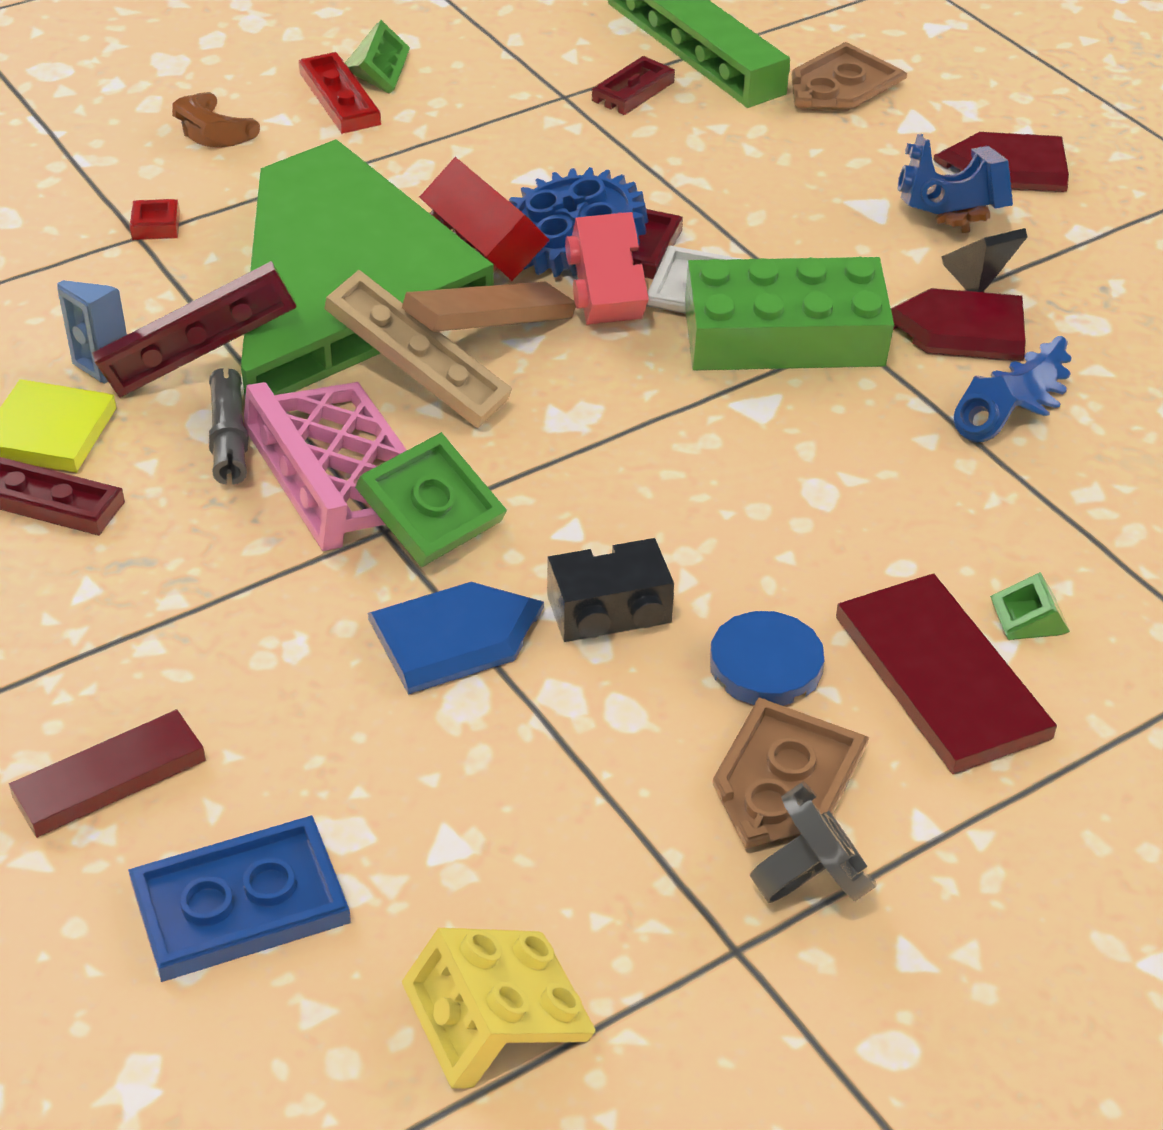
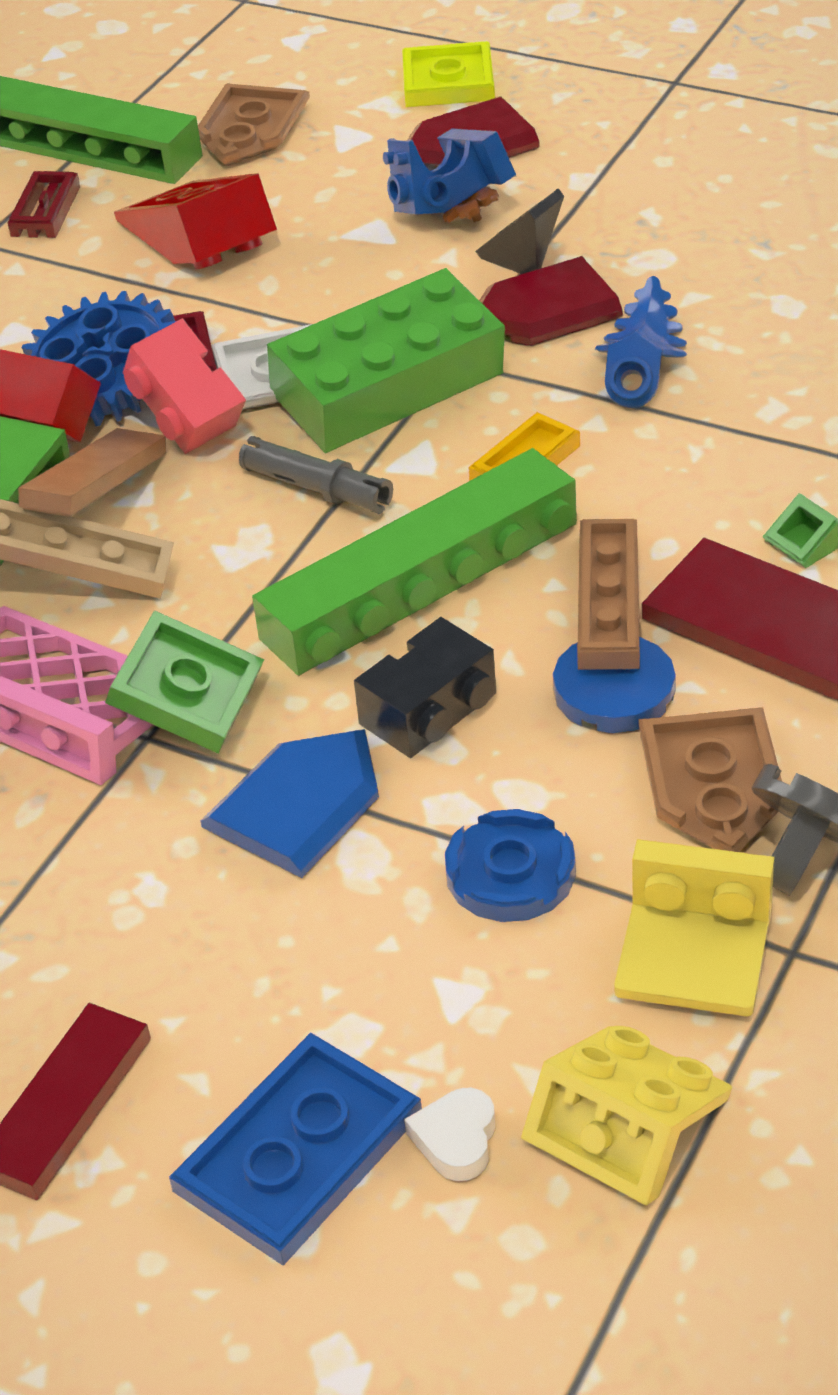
camera: 25 degrees left, 0 degrees up
(356, 950) = (455, 1133): none -> white tile
(567, 764) = (510, 865): none -> blue tile
(661, 891) = (696, 927): none -> light yellow bracket
(674, 393) = (332, 479): none -> dark grey pin
(687, 485) = (414, 561): none -> bright green brick
(737, 144) = (202, 219): none -> red slope
(814, 584) = (608, 595): none -> medium nougat tile
(845, 441) = (539, 432): none -> yellow tile
(1036, 101) = (448, 74): none -> neon yellow tile

